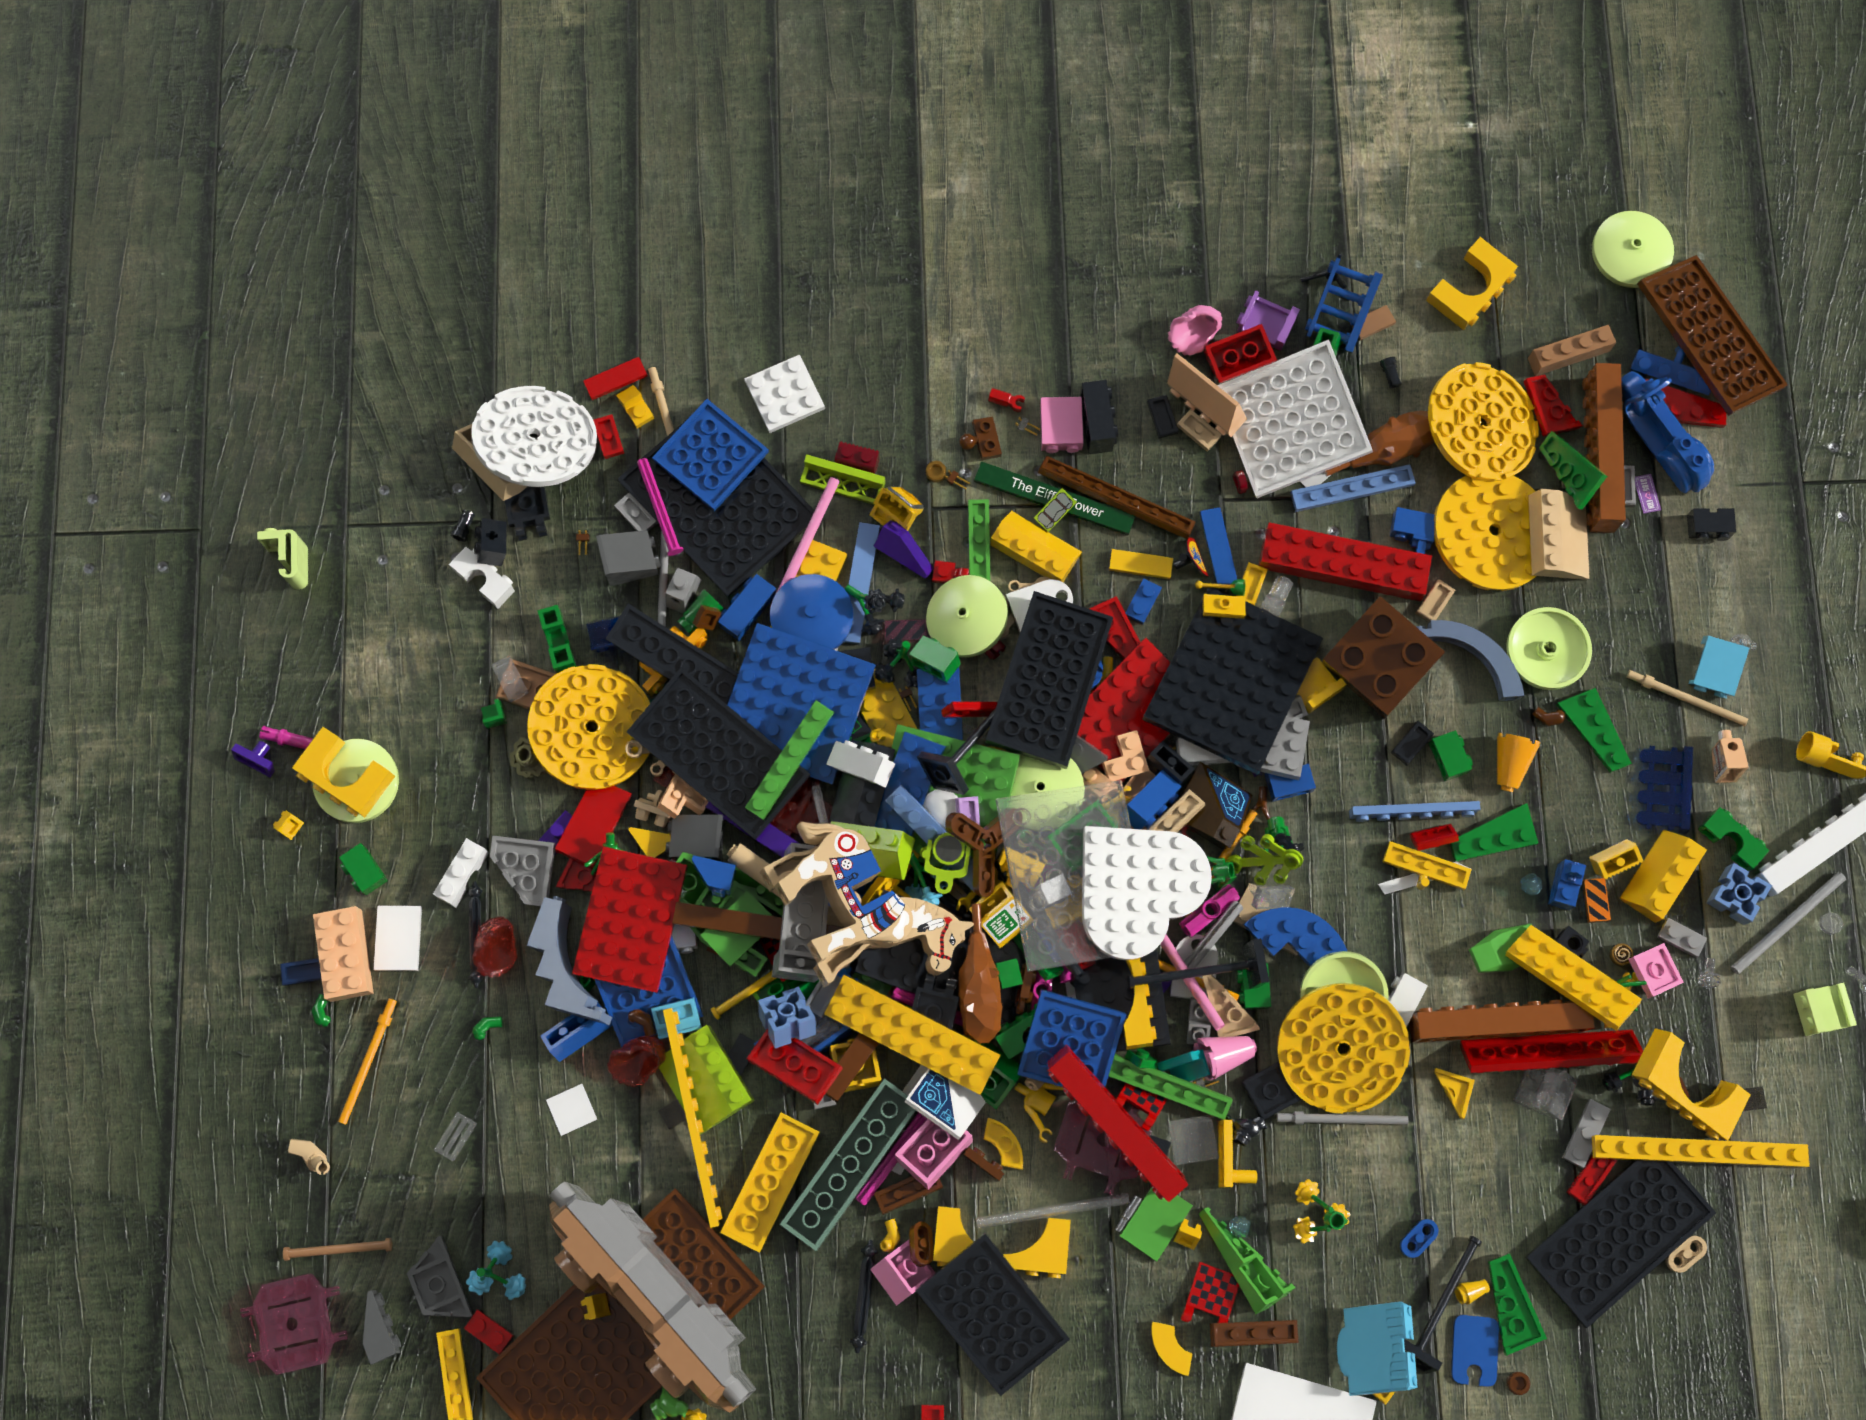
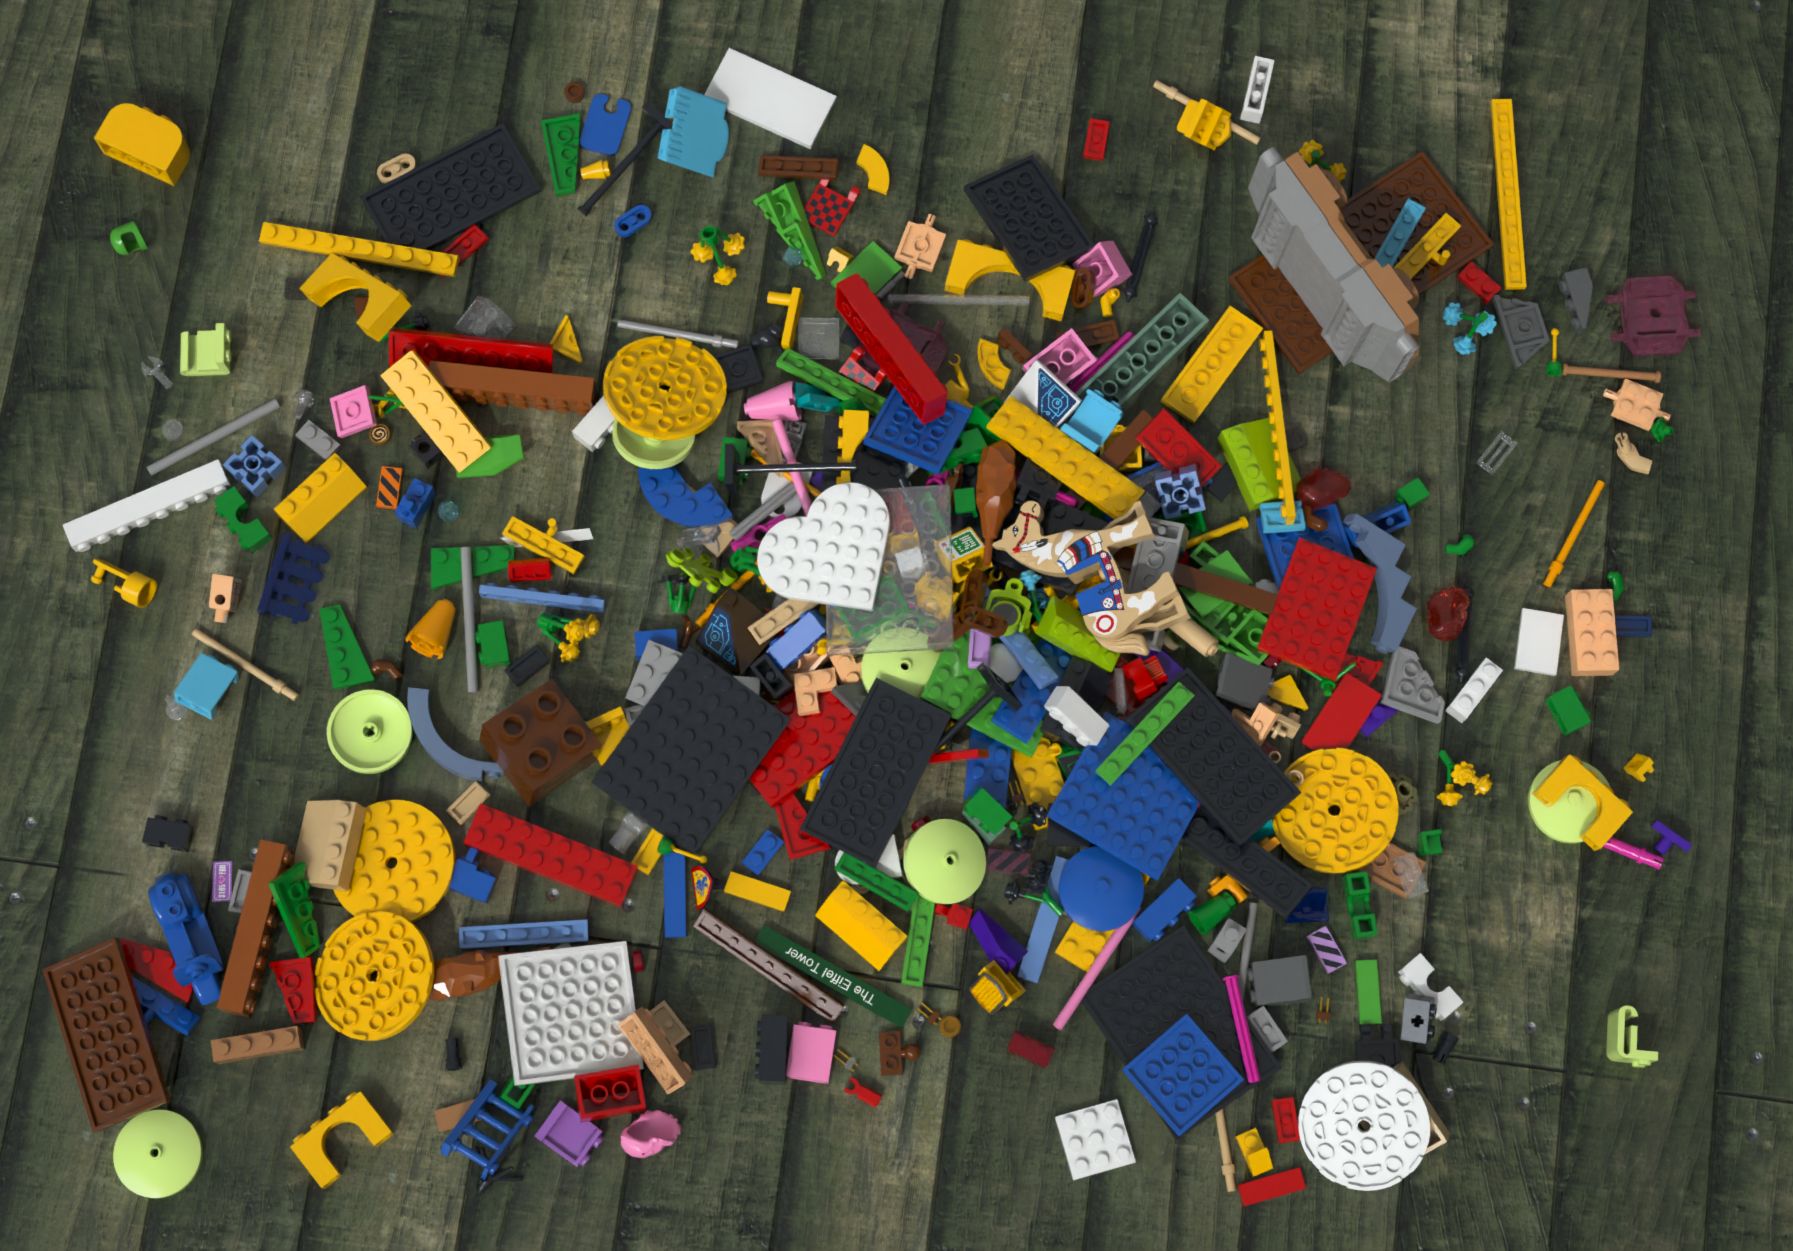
camera: 175 degrees left, 0 degrees up
(279, 1191) = (1660, 429): none -> green plant
(307, 1217) = (1636, 404): none -> light nougat plate
(399, 1246) = (1554, 366): none -> hinge
(466, 778) = (1462, 774): none -> yellow plant
(541, 565) = (1368, 992): none -> bright green tile
(543, 1071) = (1412, 494): none -> green brick
(549, 1355) = (1429, 247): none -> yellow plate
(571, 1109) = (1387, 460): white sticker -> none
(583, 1366) = (1399, 233): none -> medium azure tile
(585, 598) = (1326, 950): none -> lavender tile
(706, 617) = (1207, 900): reddish brown tile -> none
(715, 874) = (1232, 630): blue slope -> none
(788, 824) = (1146, 675): none -> red piece
(843, 472) = (1042, 1036): lime fence -> none
(889, 1082) = (1093, 421): none -> medium azure panel
(1027, 582) = (876, 881): none -> green tile
(1055, 510) = (834, 960): tile -> none
(1104, 1263) = (920, 246): none -> light nougat plate
(1224, 606) = (685, 826): yellow plate -> none
(1374, 769) = (575, 632): none -> yellow plant
(1481, 776) = (469, 620): none -> light grey piece
(1589, 1124) = (456, 286): light grey plate -> none
(1616, 859) = (362, 517): yellow brick -> none

